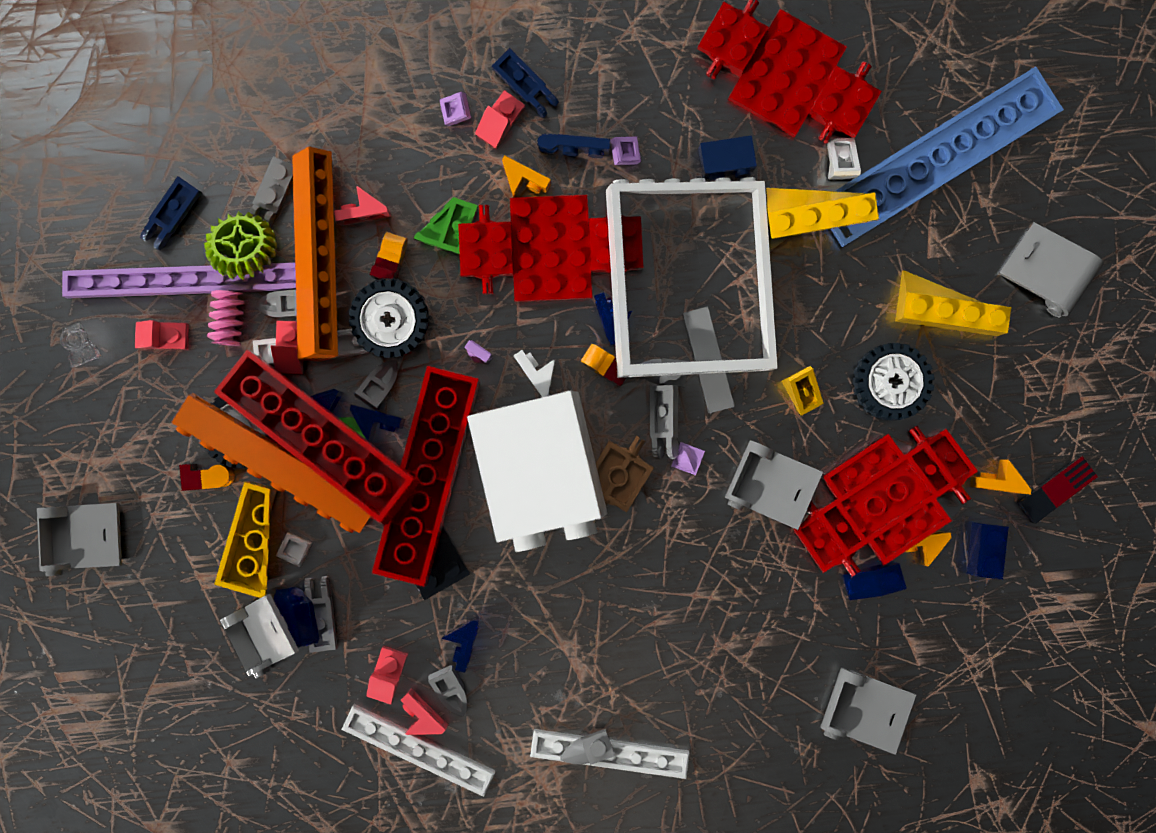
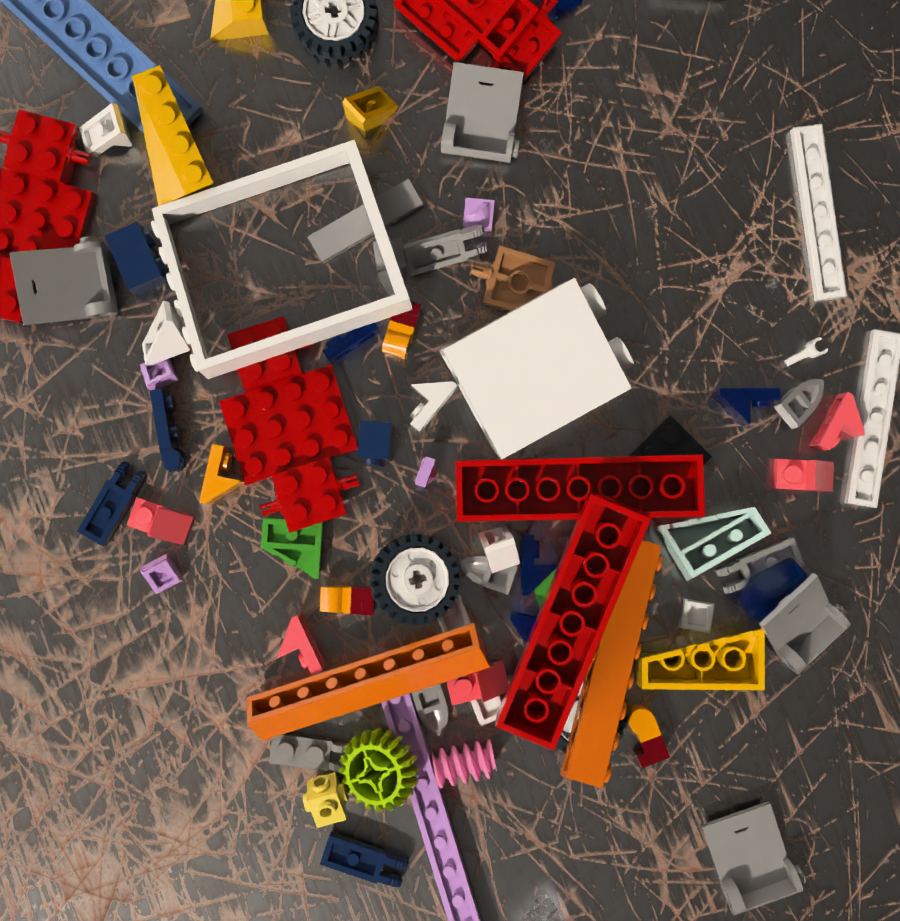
camera: 110 degrees left, 0 degrees up
(161, 335) = (502, 830): coral slope -> none
(234, 195) = (327, 793): none -> light yellow brick
(352, 578) = (712, 539): none -> light aqua wedge
(397, 396) = (499, 548): none -> white slope
(491, 707) = (808, 351): none -> white hand
(512, 316) = (375, 442): none -> dark blue brick
(589, 749) = (821, 233): light grey plate -> none
(653, 163) = (164, 336): none -> white slope
(721, 94) = (67, 282): none -> light grey door

